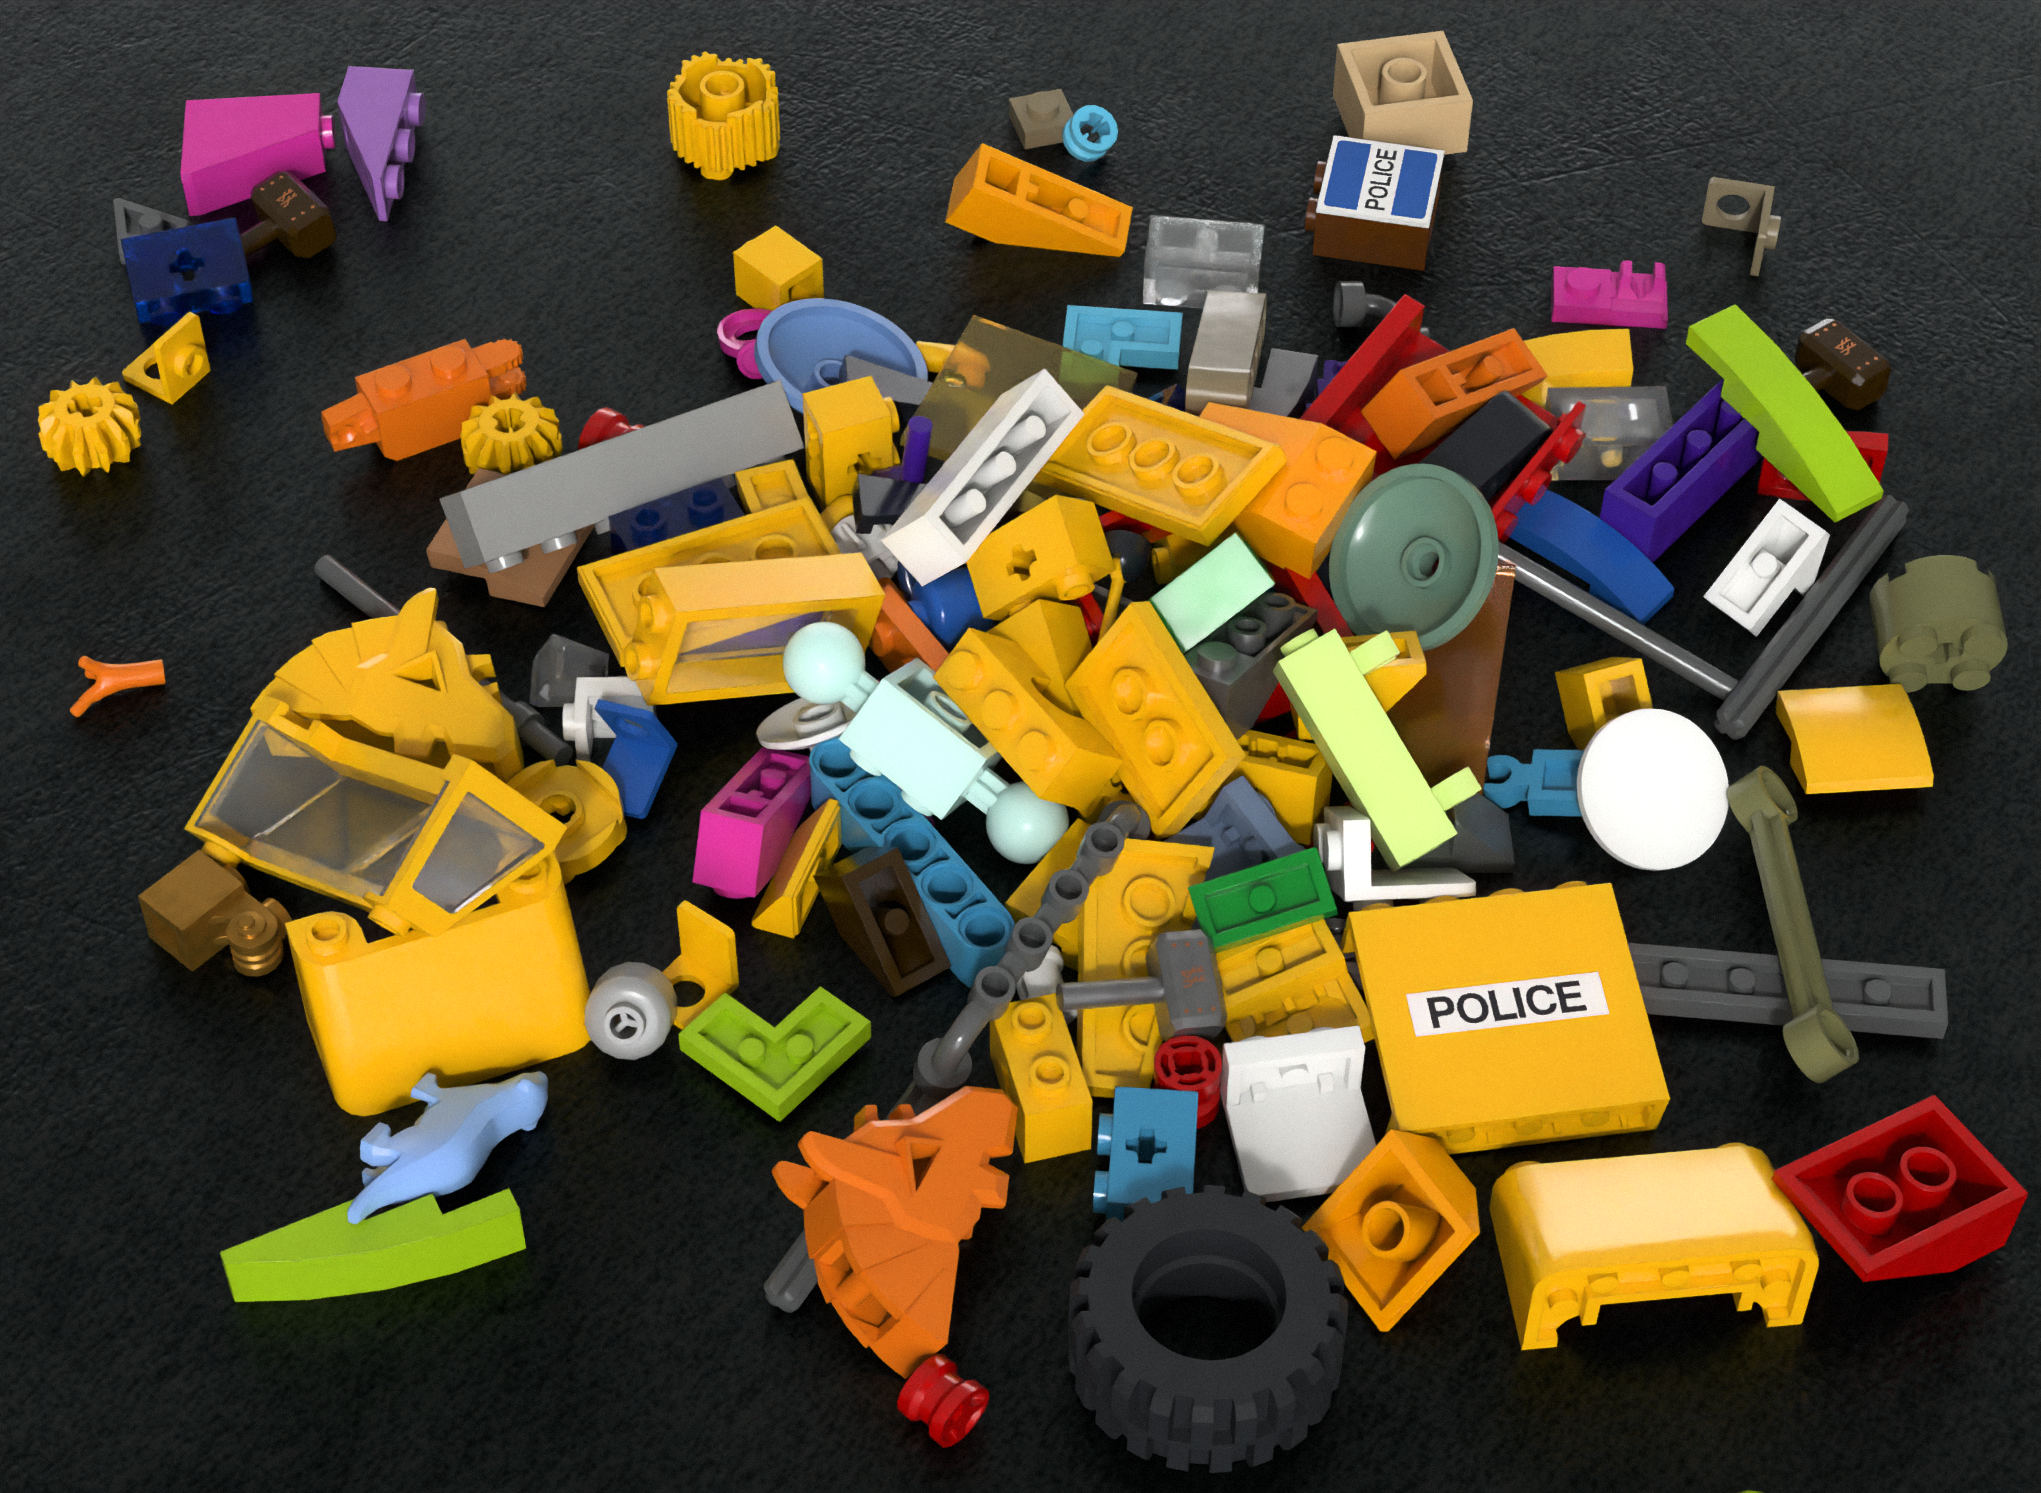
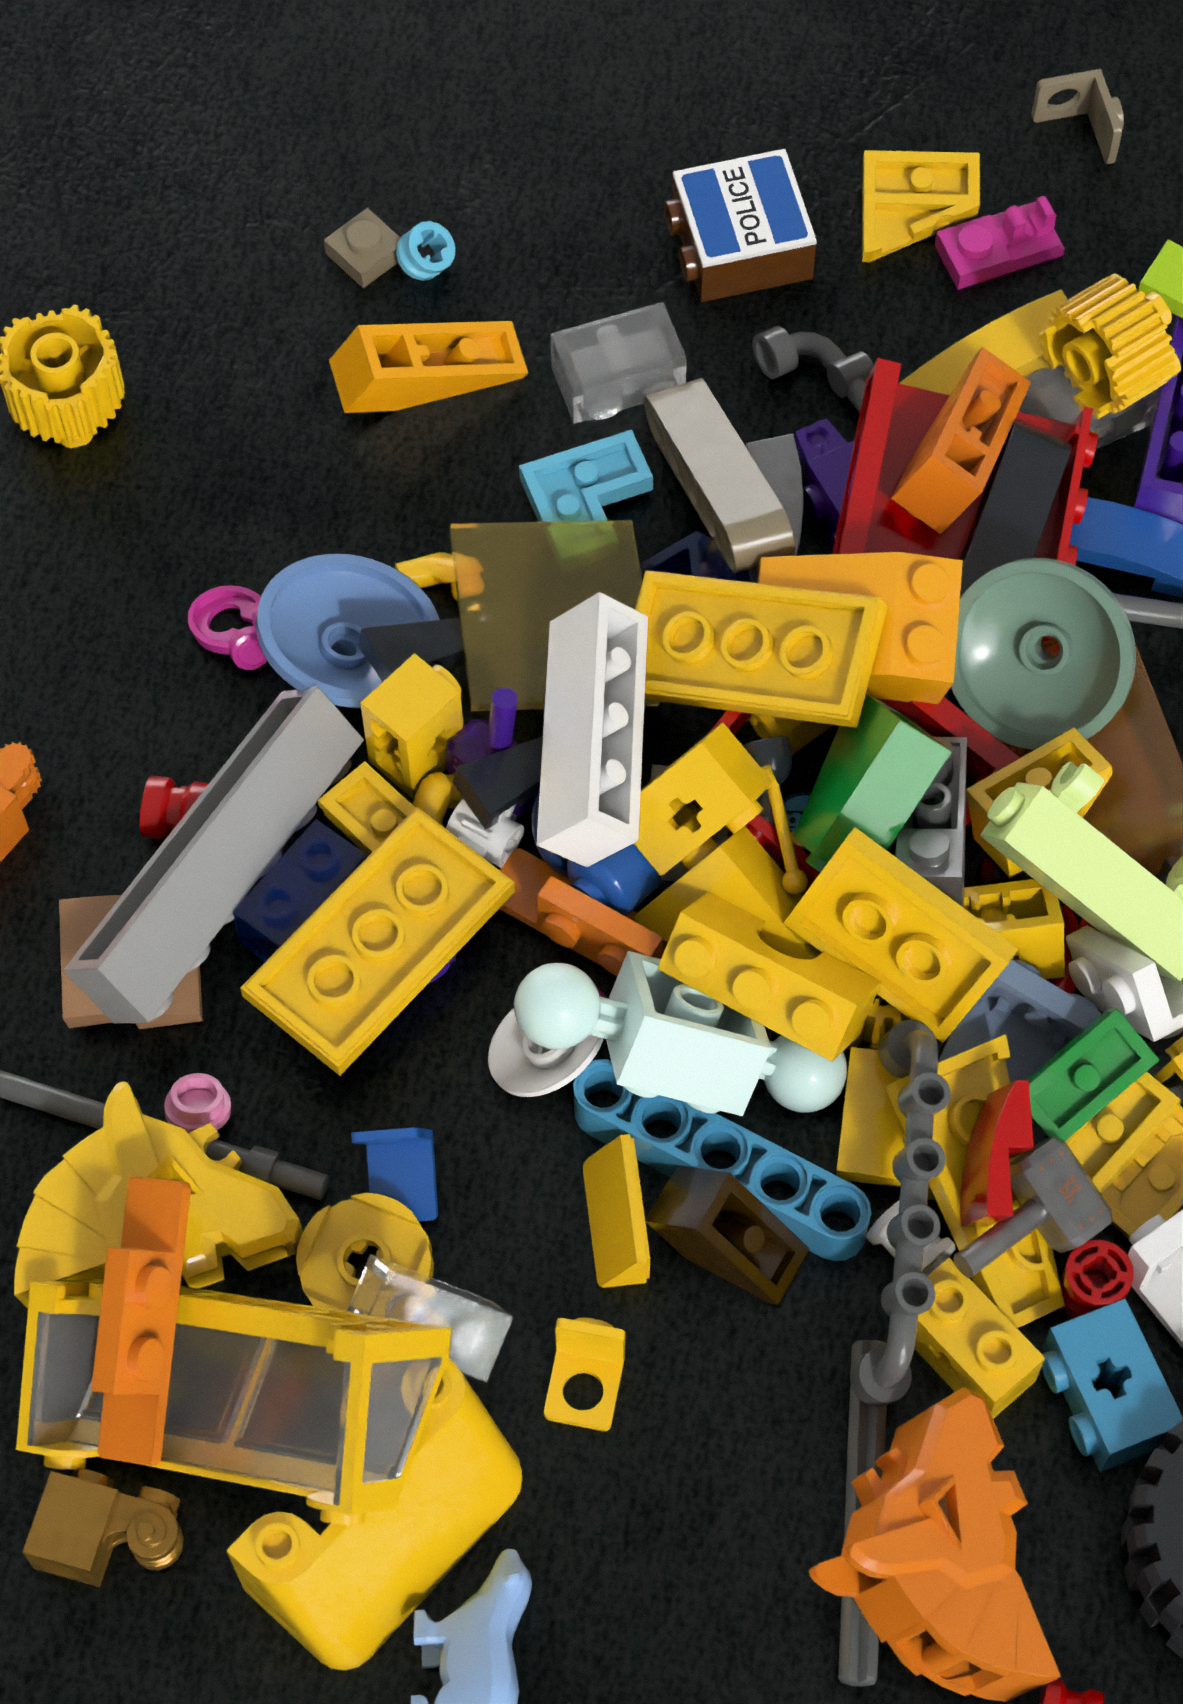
camera: 25 degrees left, 15 degrees up
(323, 745) = (140, 1320): none -> orange bracket
(506, 653) = (197, 1102): none -> bright pink plate
(510, 435) = (64, 829): yellow gear -> none
(558, 667) = (272, 1090): clear slope -> none
(582, 721) = (345, 1109): white bracket -> none
(593, 874) = (408, 1295): none -> clear brick
(630, 1010) = (561, 1448): light grey head -> none
(727, 624) = (452, 986): yellow window -> none
(751, 823) = (553, 1183): dark pink slope -> none
(776, 271) = (218, 543): yellow brick -> none
(777, 1063) = (708, 1437): lime plate -> none
(1144, 918) = (998, 1135): none -> red slope
(1403, 92) = (705, 94): tan brick -> none
(1549, 231) = (915, 196): none -> yellow wing
(1635, 367) = (1111, 344): none -> yellow brick

